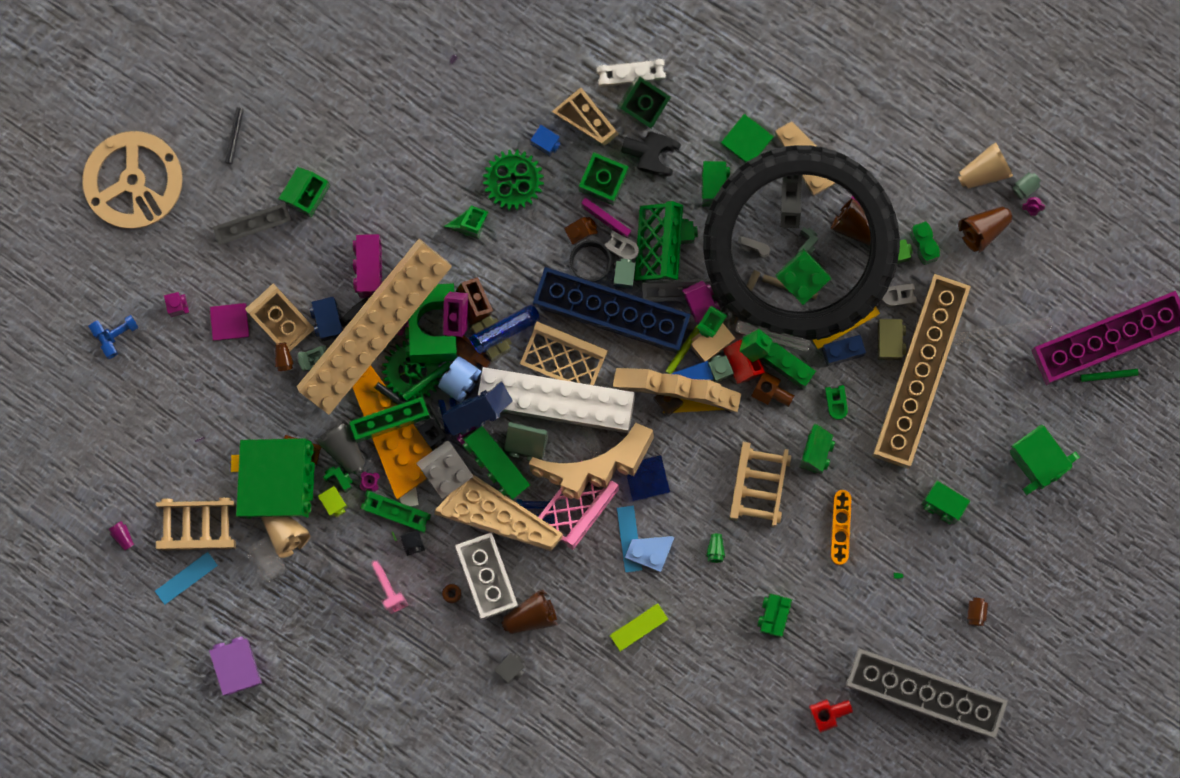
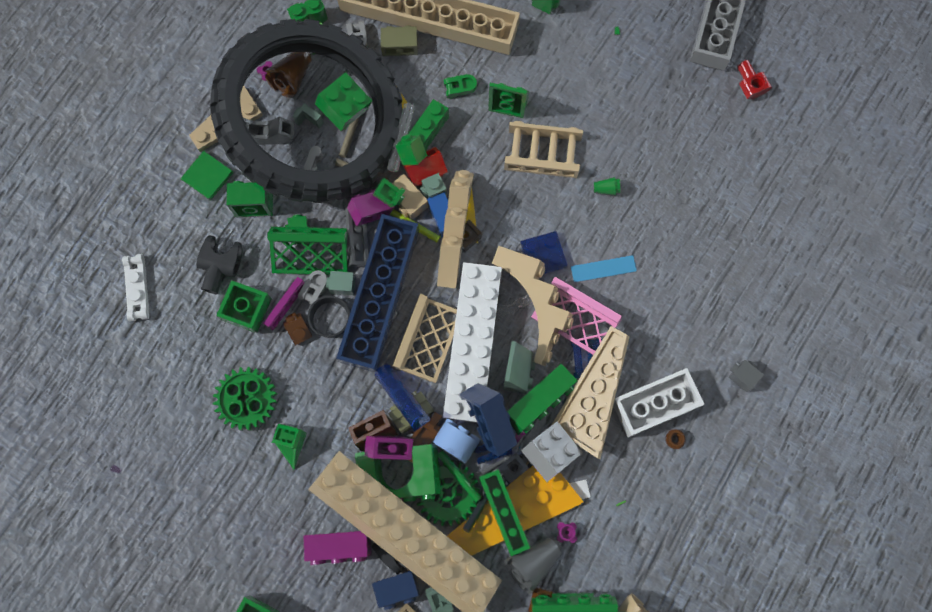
camera: 90 degrees left, 5 degrees down
(333, 502) = (593, 570): lime brick -> none
(344, 479) = (567, 560): green bracket -> none
(395, 511) = (596, 503): green plate -> none
(395, 602) = (697, 494): bright pink fence -> none
(412, 543) = (628, 482): black brick -> none
(531, 615) = (692, 354): reddish brown cone -> none
(545, 140) = (204, 367): blue brick -> none
(586, 117) = (180, 326): tan wedge -> none
(638, 627) = (689, 255): lime tile -> none
(643, 103) = (166, 271): dark green brick -> none
(650, 551) = (615, 247): light blue wing -> none
(775, 615) = (666, 130): green brick -> none
(776, 393) = (453, 139): reddish brown piece -> none
(840, 527) = (577, 75): light orange beam -> none
(843, 350) = (411, 79): dark blue brick -> none

